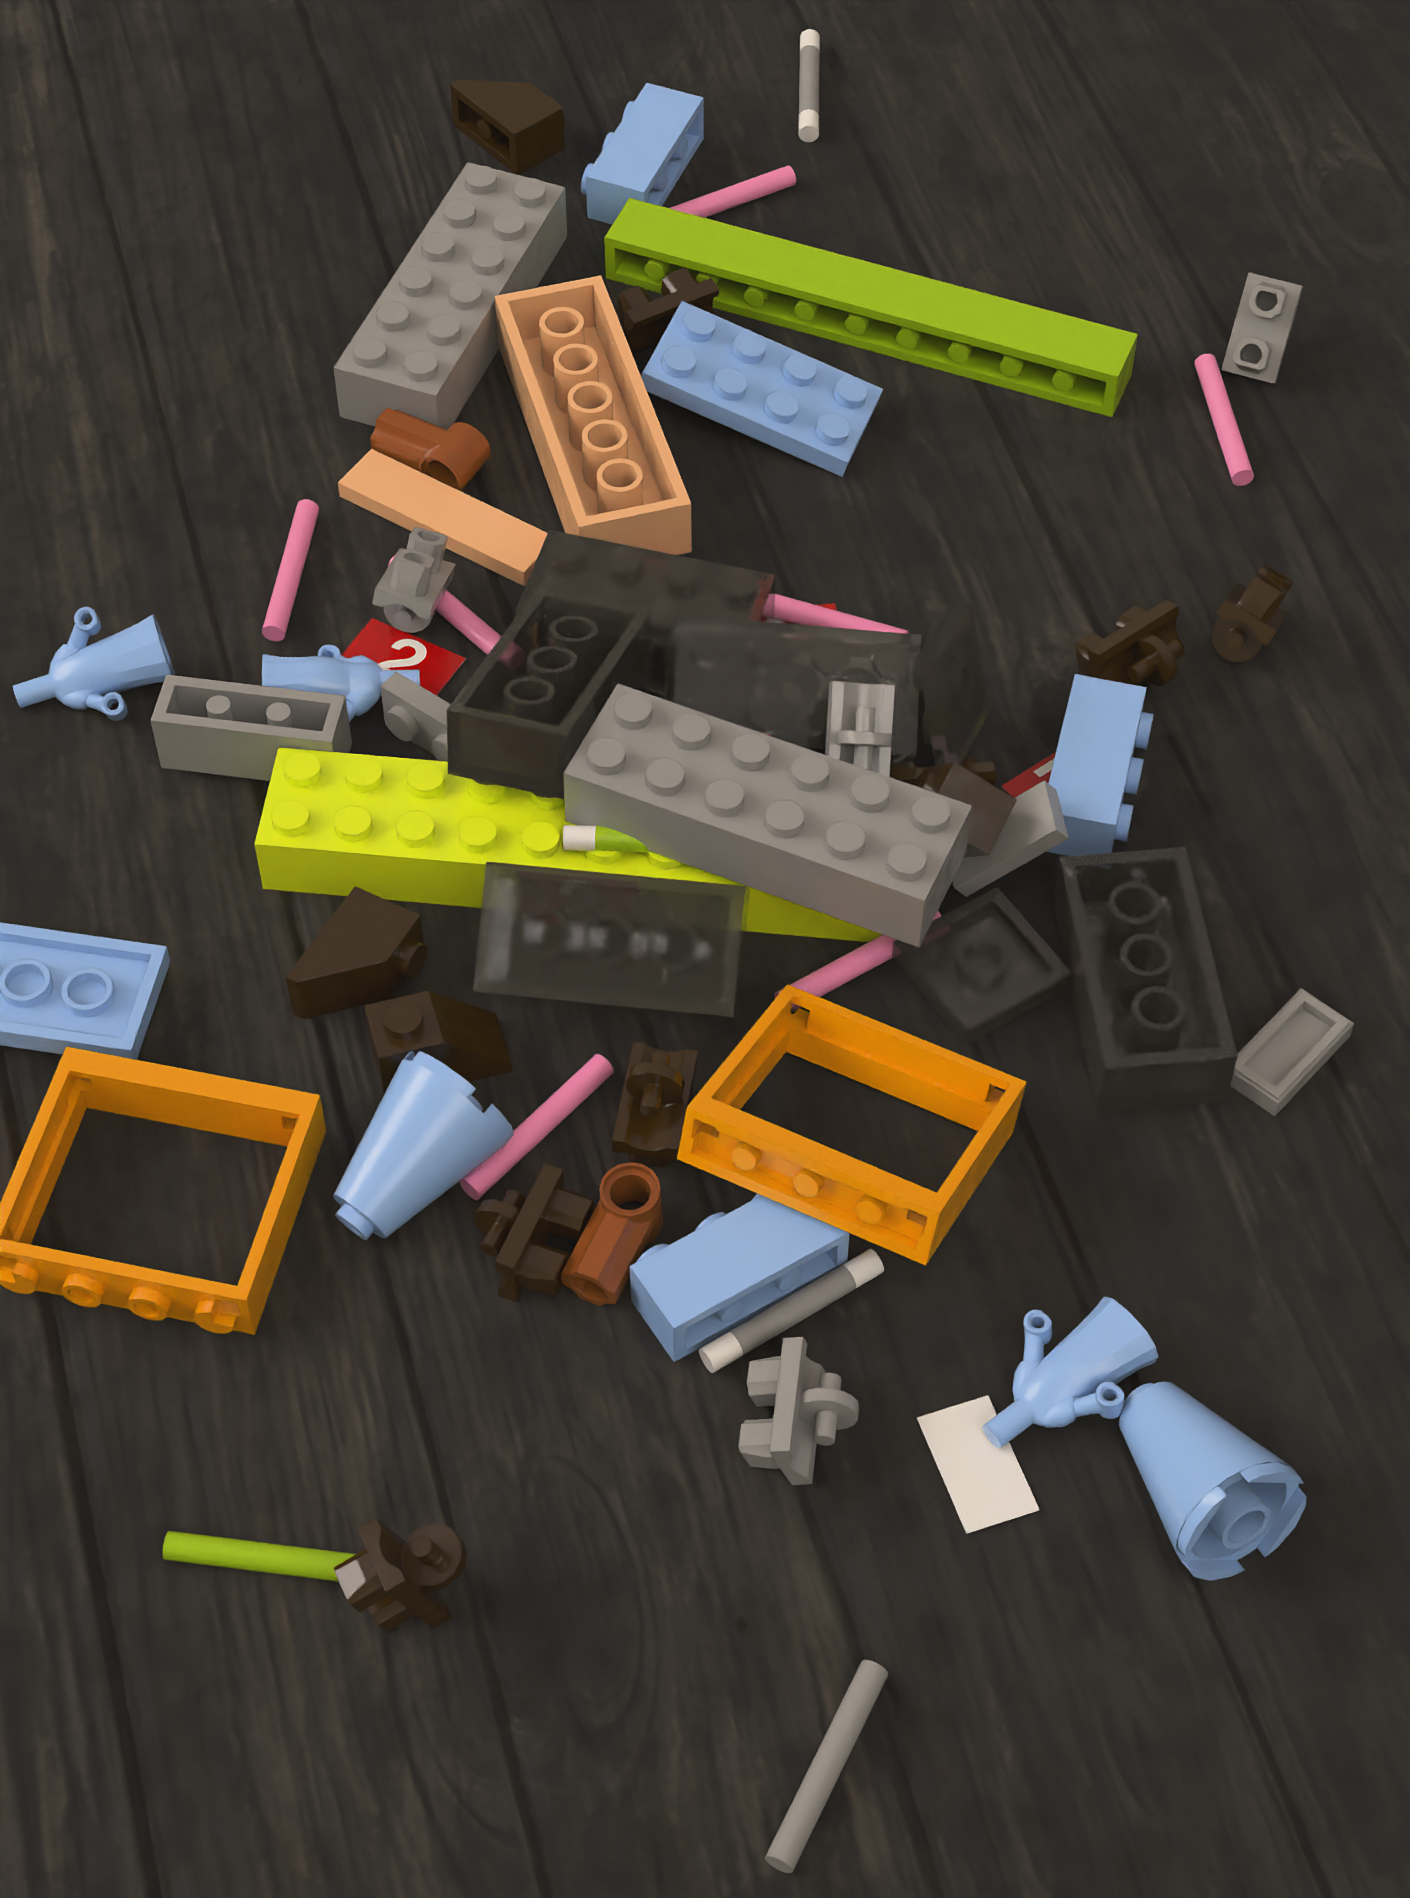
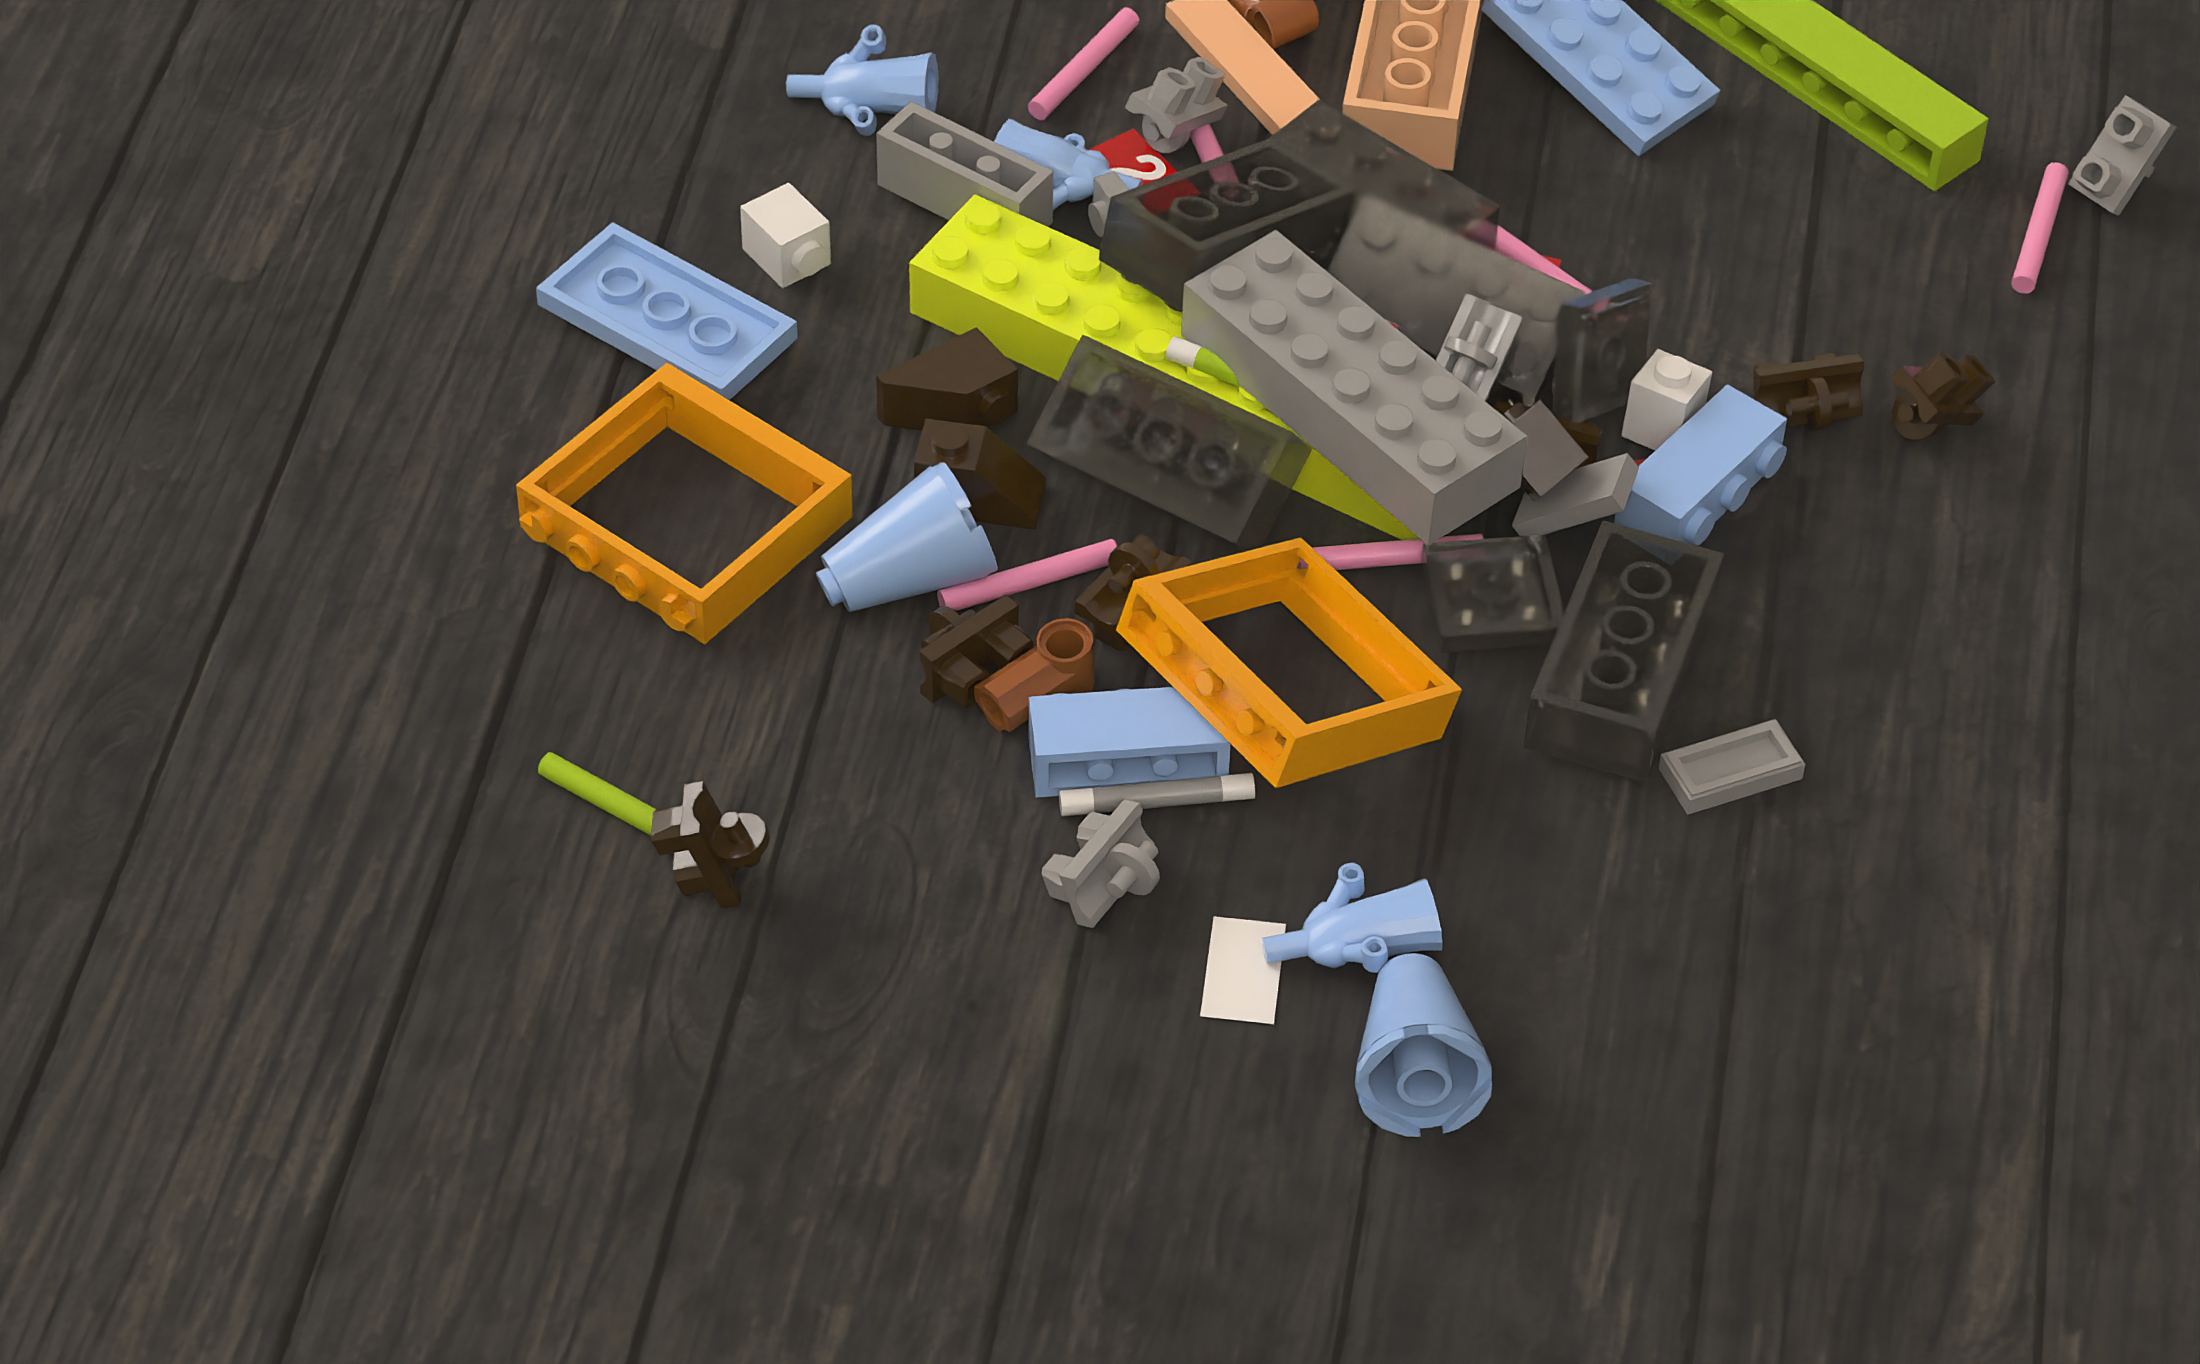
camera: 25 degrees right, 5 degrees down
(104, 857) = (785, 235): none -> white brick
(826, 1766) = (974, 1126): light grey bar -> none
(1025, 712) = (1664, 398): none -> white brick

